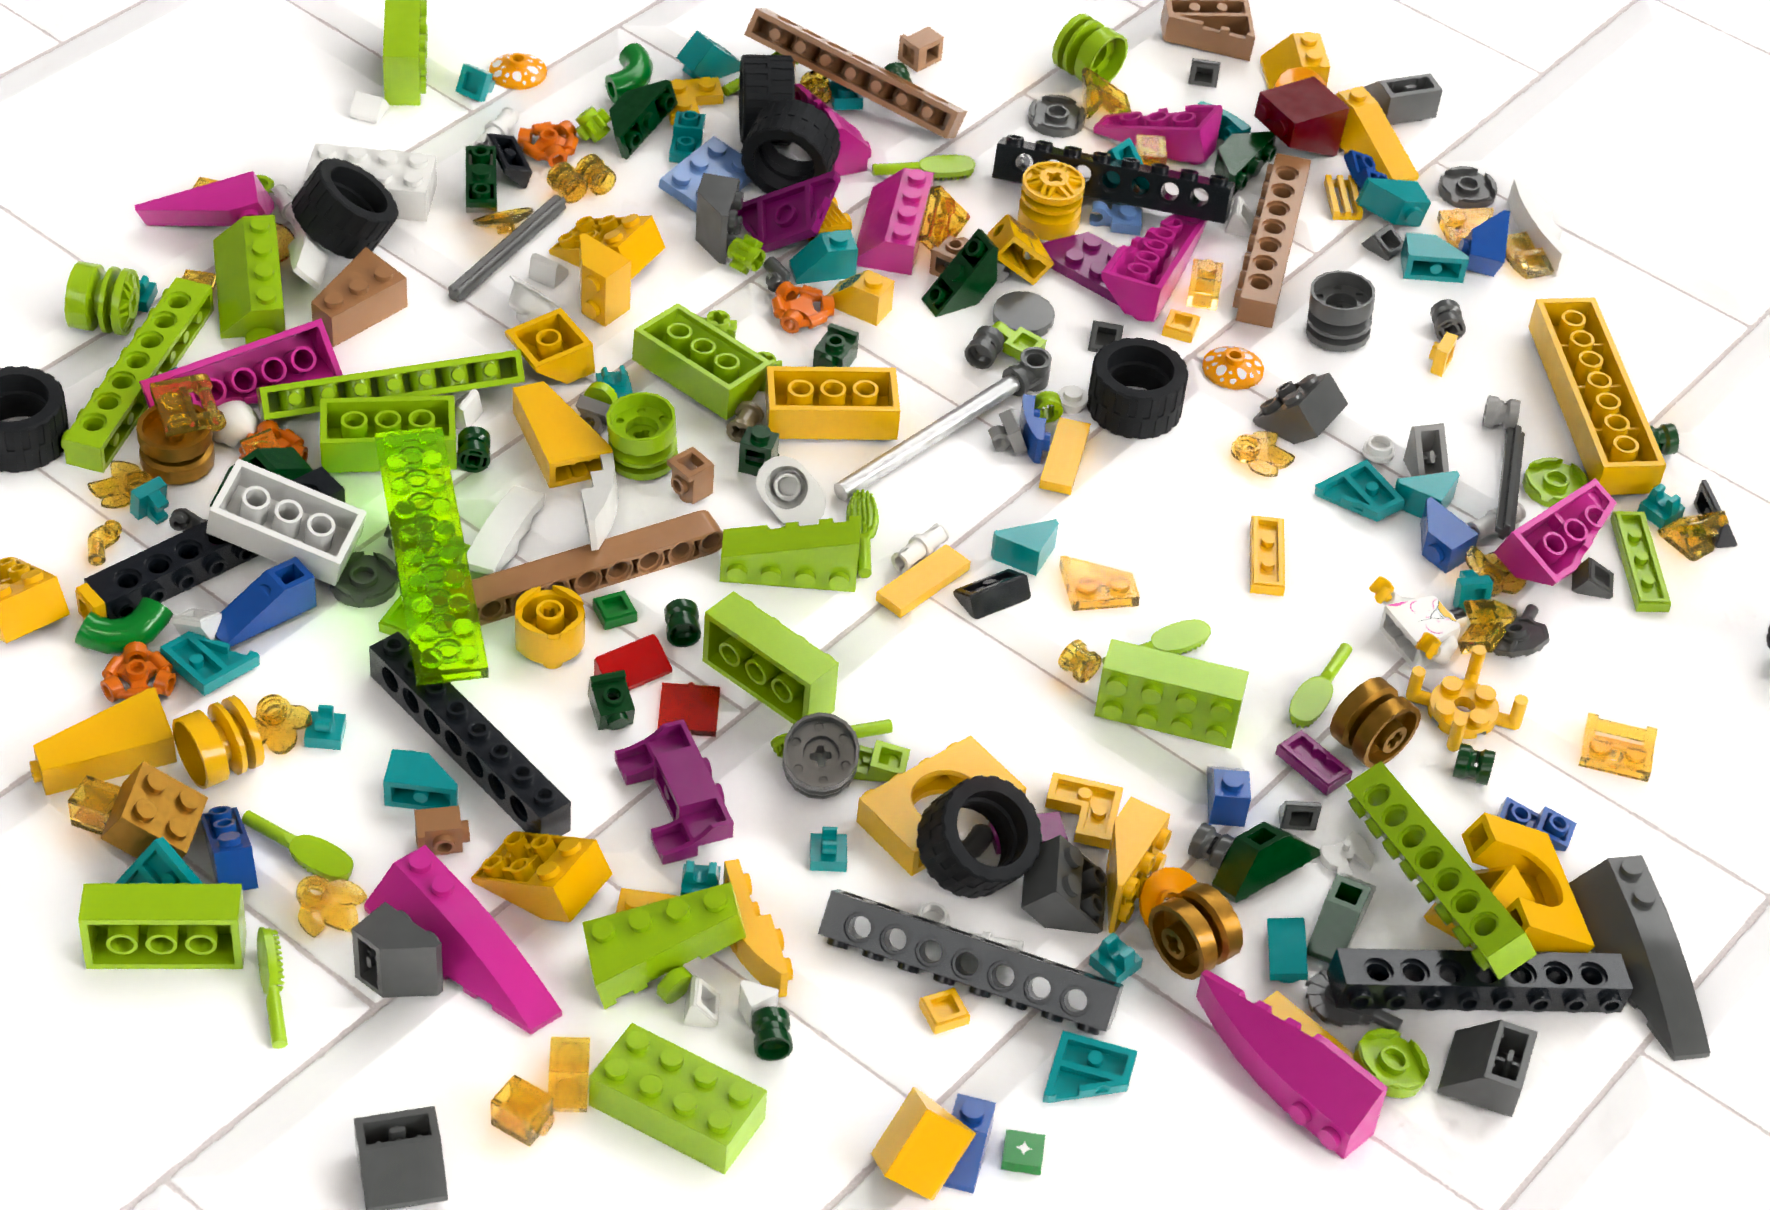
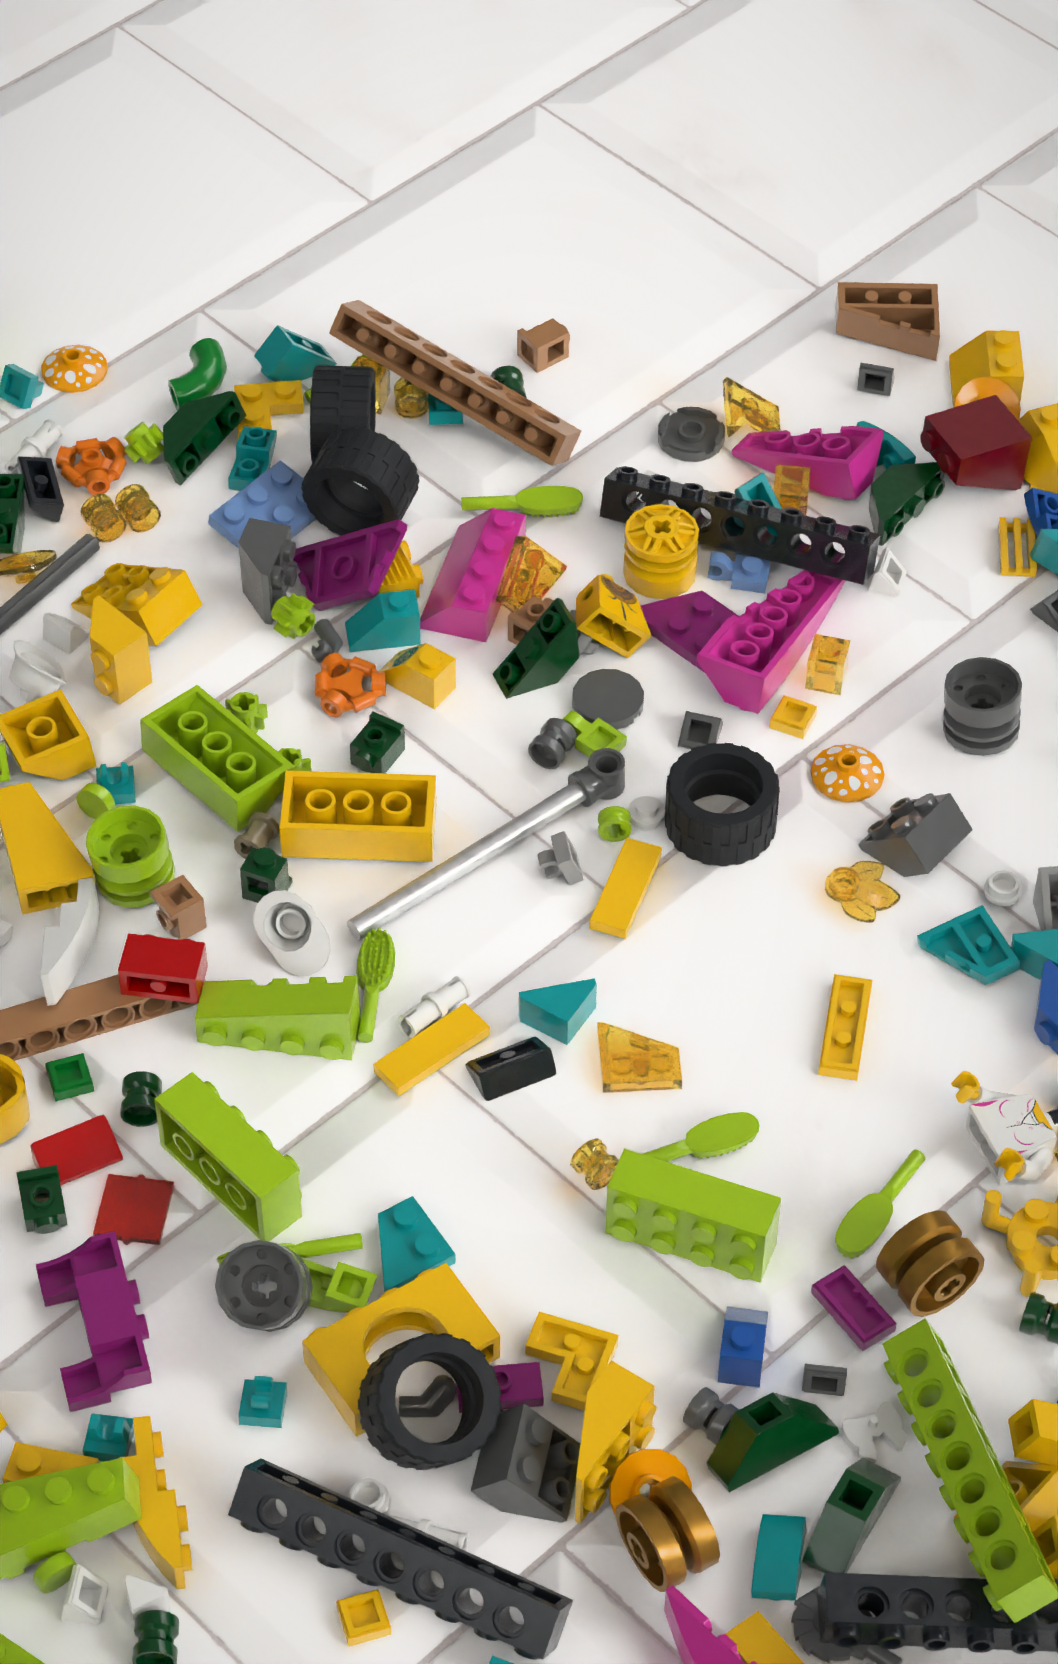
camera: 10 degrees right, 5 degrees up
(593, 411) = (81, 820): light grey tile -> none
(689, 517) = (163, 968): none -> red brick
(854, 149) = (437, 477): dark pink wedge -> none
(930, 726) = (409, 1244): none -> teal wing
(1033, 429) = (592, 853): blue slope -> none
(1089, 44) = (739, 349): lime wheel -> none
(1115, 959) = (574, 1560): teal tile -> none
(1272, 242) = (920, 607): medium nougat brick -> none

